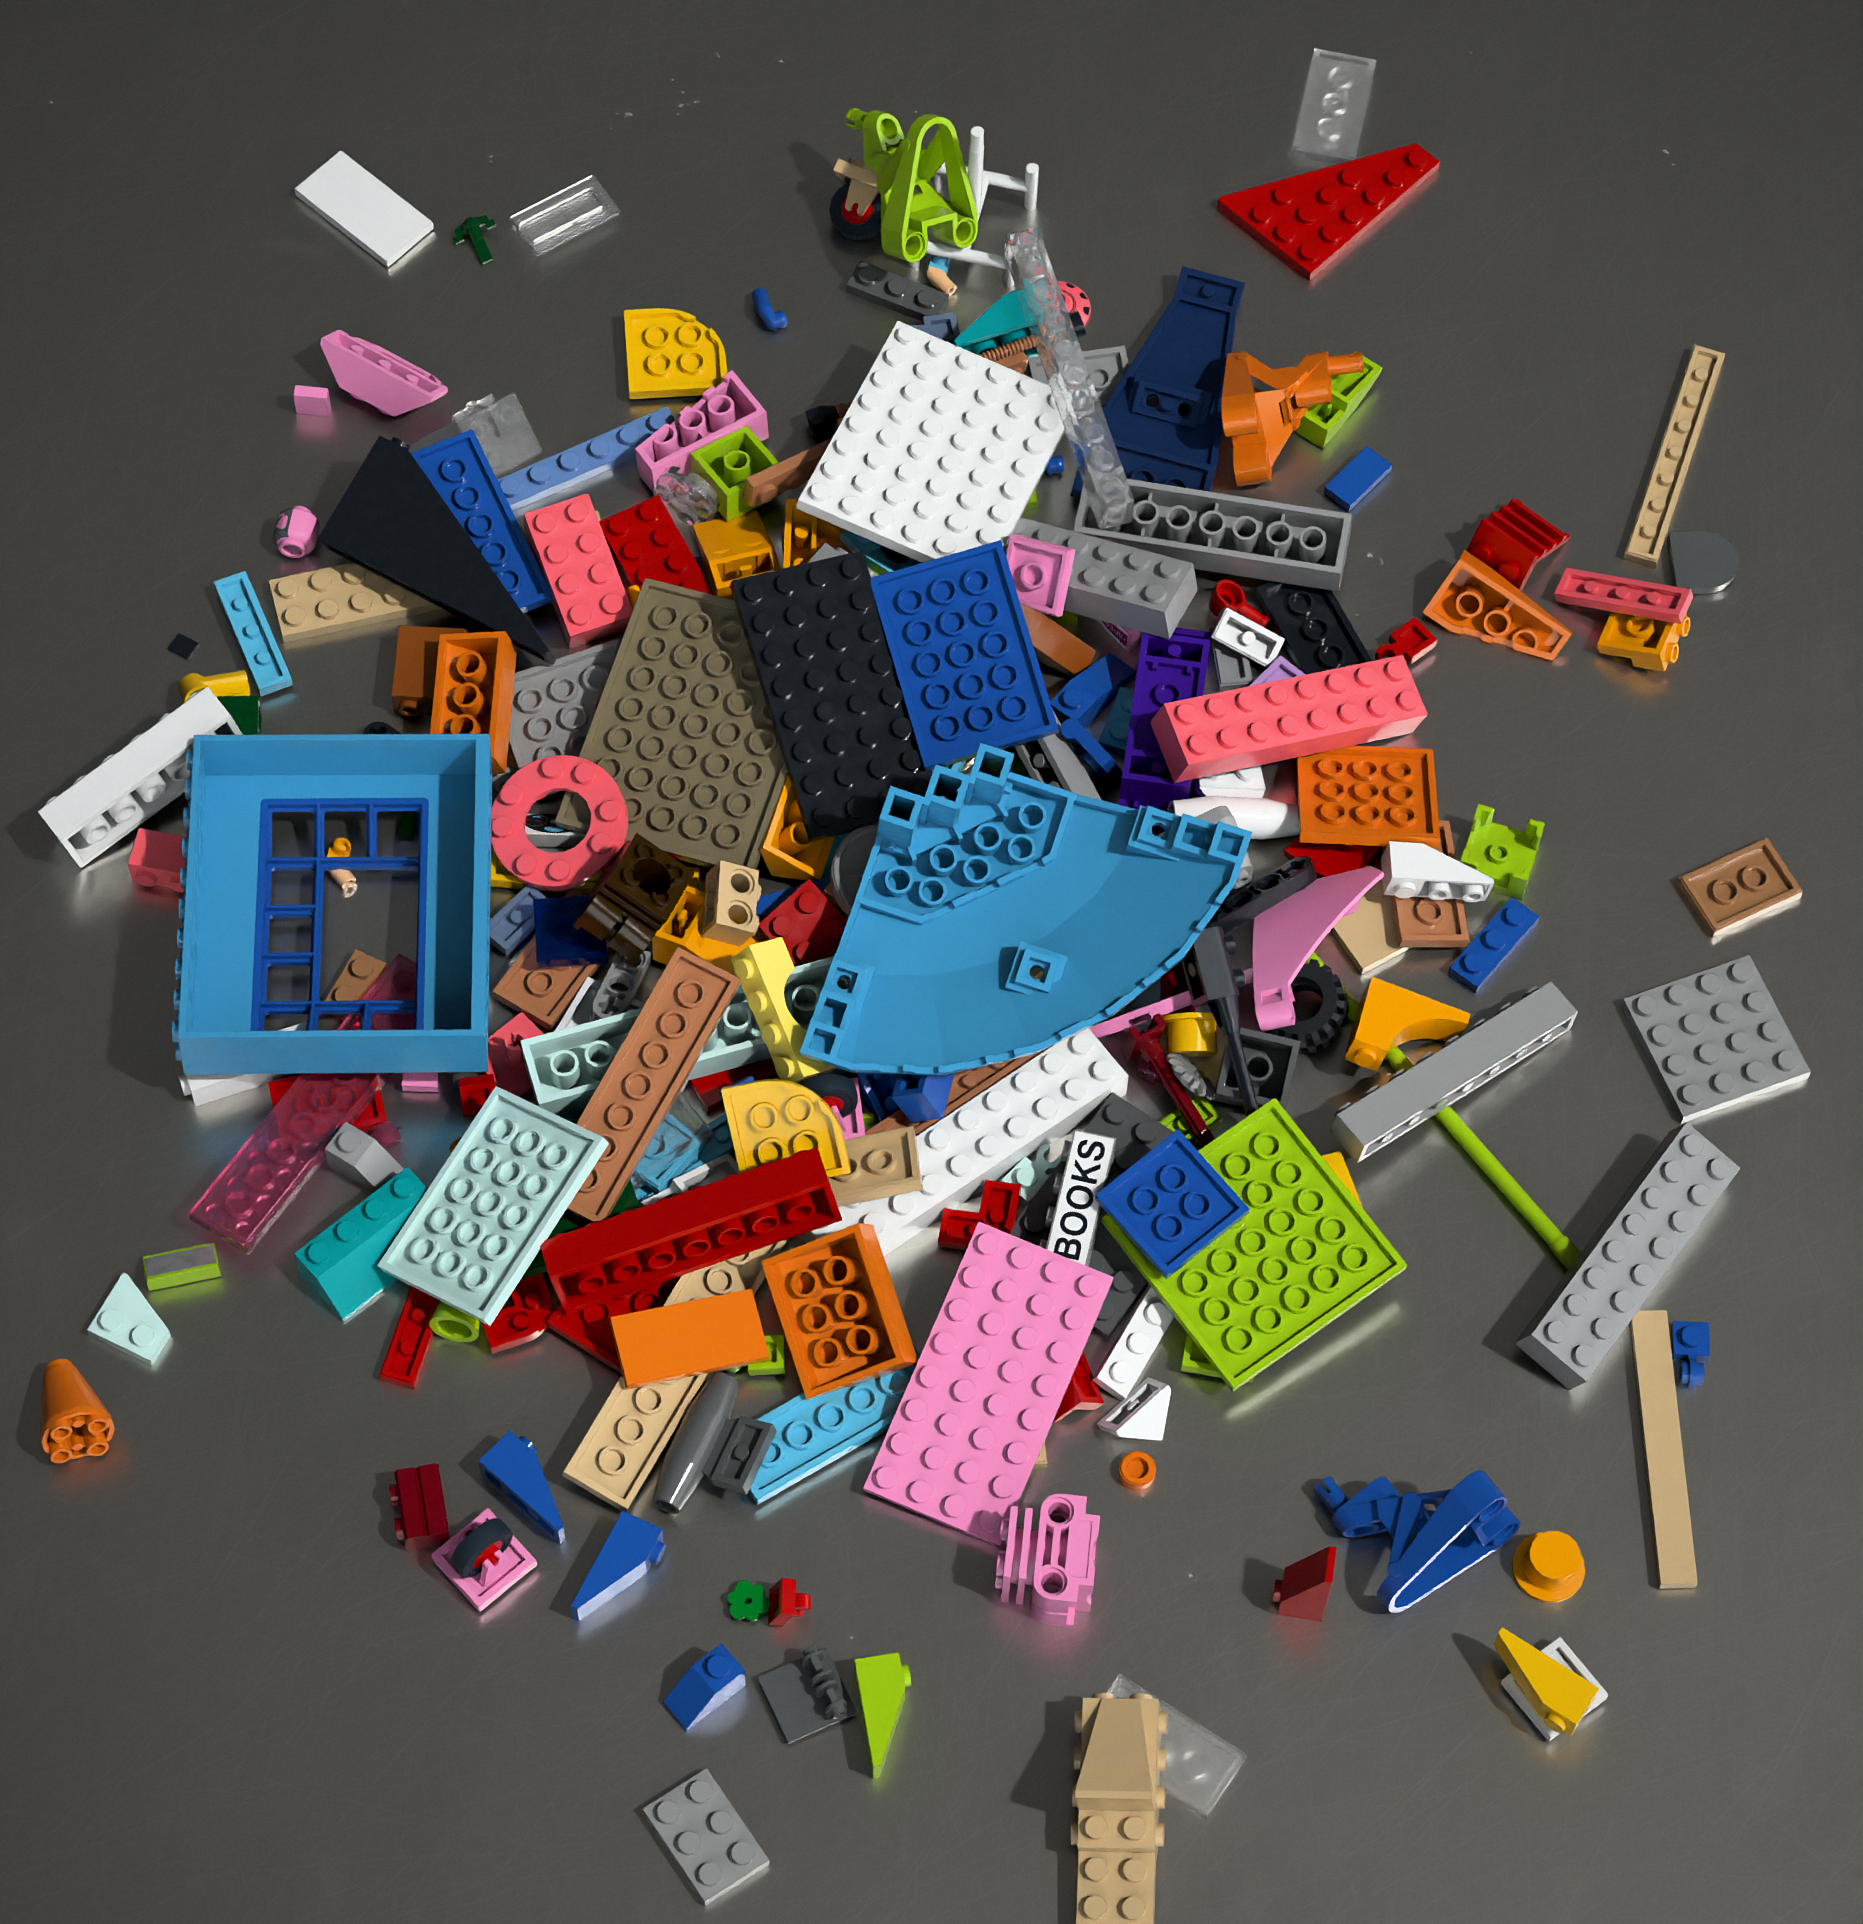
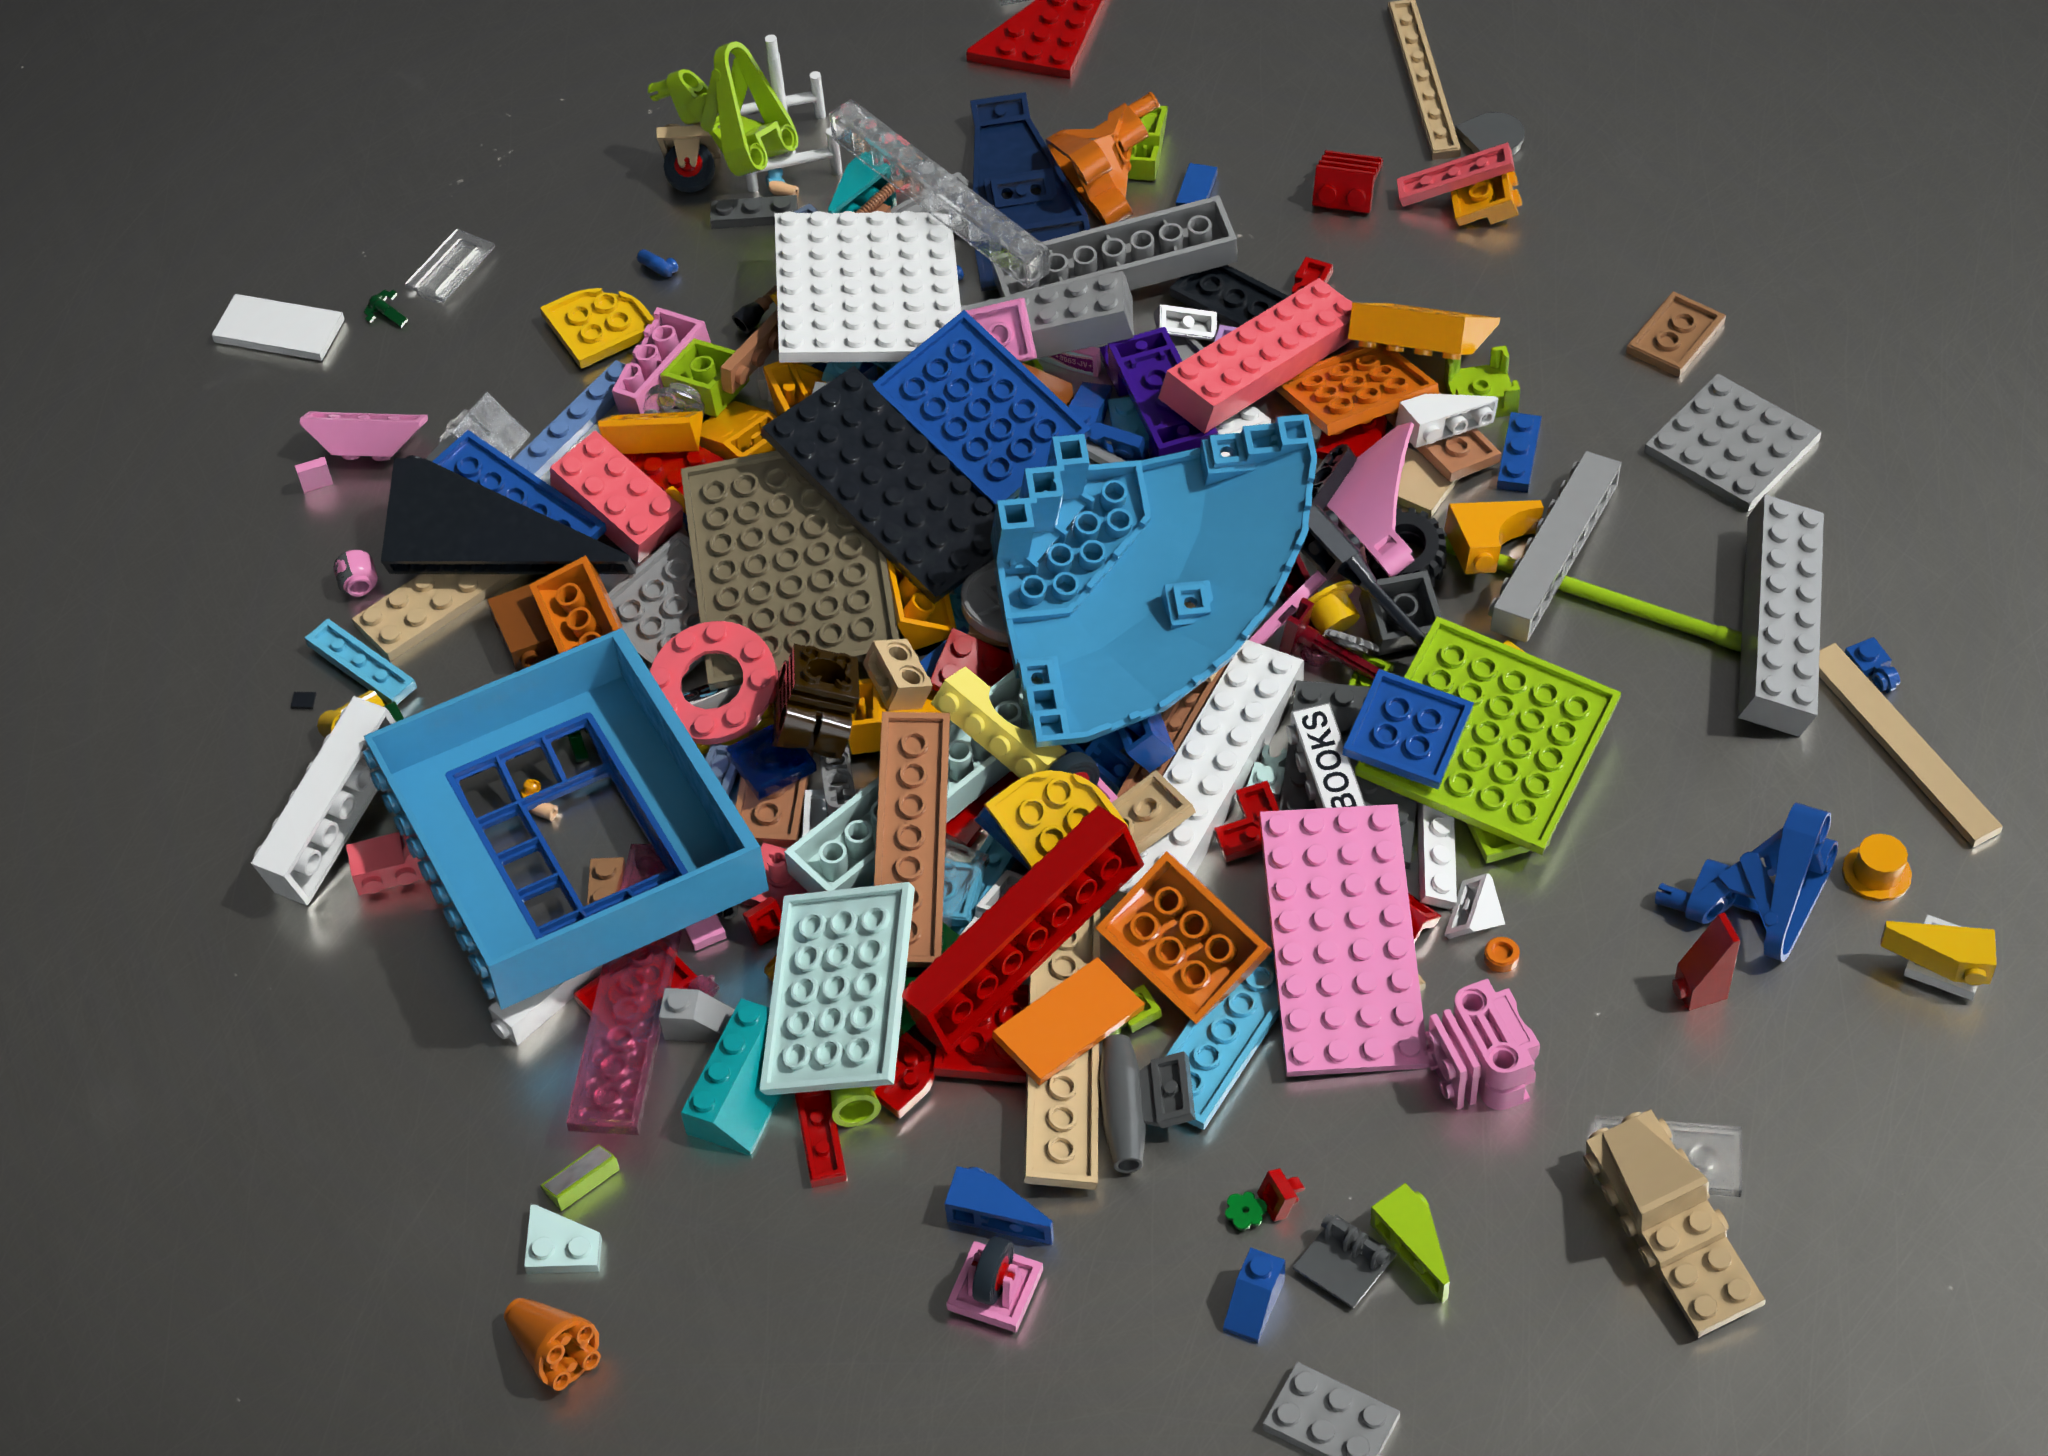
camera: 20 degrees left, 10 degrees down
(421, 1507) = (914, 1269): dark red brick -> none
(621, 1562) = (1118, 1229): blue slope -> none
(648, 513) = (653, 432): none -> light orange slope
(1231, 595) = (1150, 300): red bar -> none
(1472, 761) = (1419, 329): none -> light orange slope
(1489, 607) = (1353, 228): orange wedge -> none

